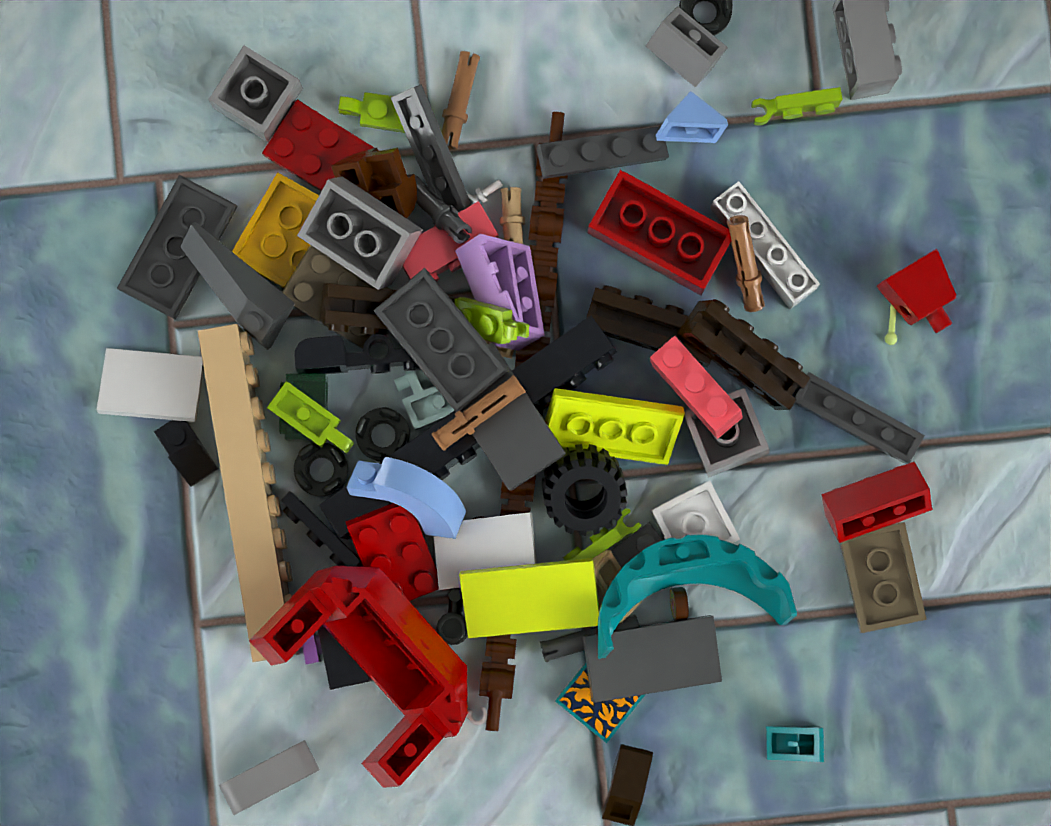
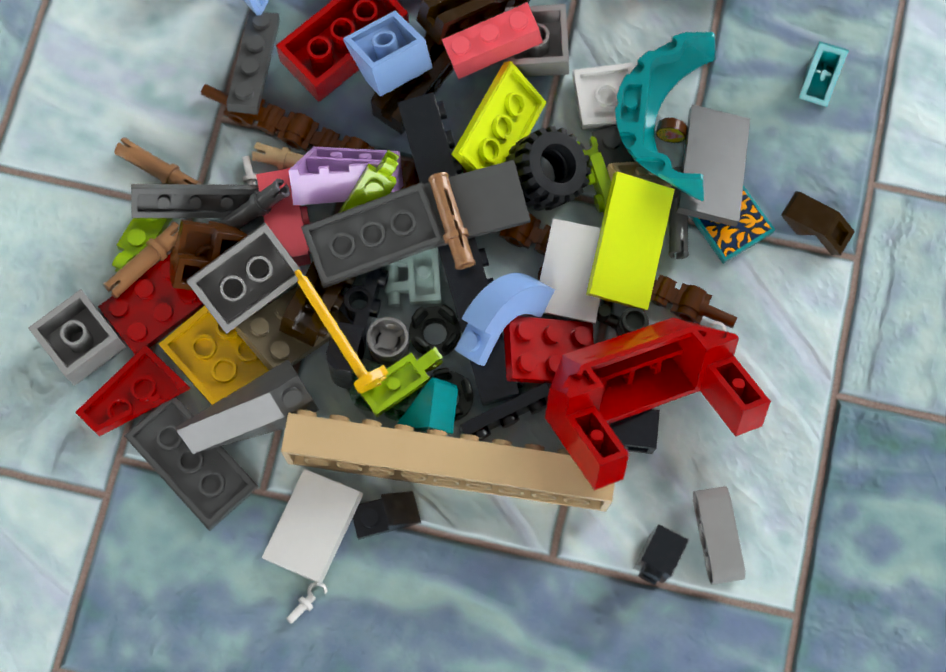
camera: 75 degrees left, 10 degrees down
(76, 404) = (305, 603): none -> white hand
(223, 165) = (131, 392): none -> red wing
(224, 725) = (660, 555): none -> black brick
(291, 385) = (366, 380): none -> yellow piece
(292, 460) = (433, 408): none -> teal slope
(351, 393) = (387, 341): none -> light grey wheel
(354, 126) = (143, 261): none -> medium nougat pin
(648, 285) = (389, 52): none -> light blue slope

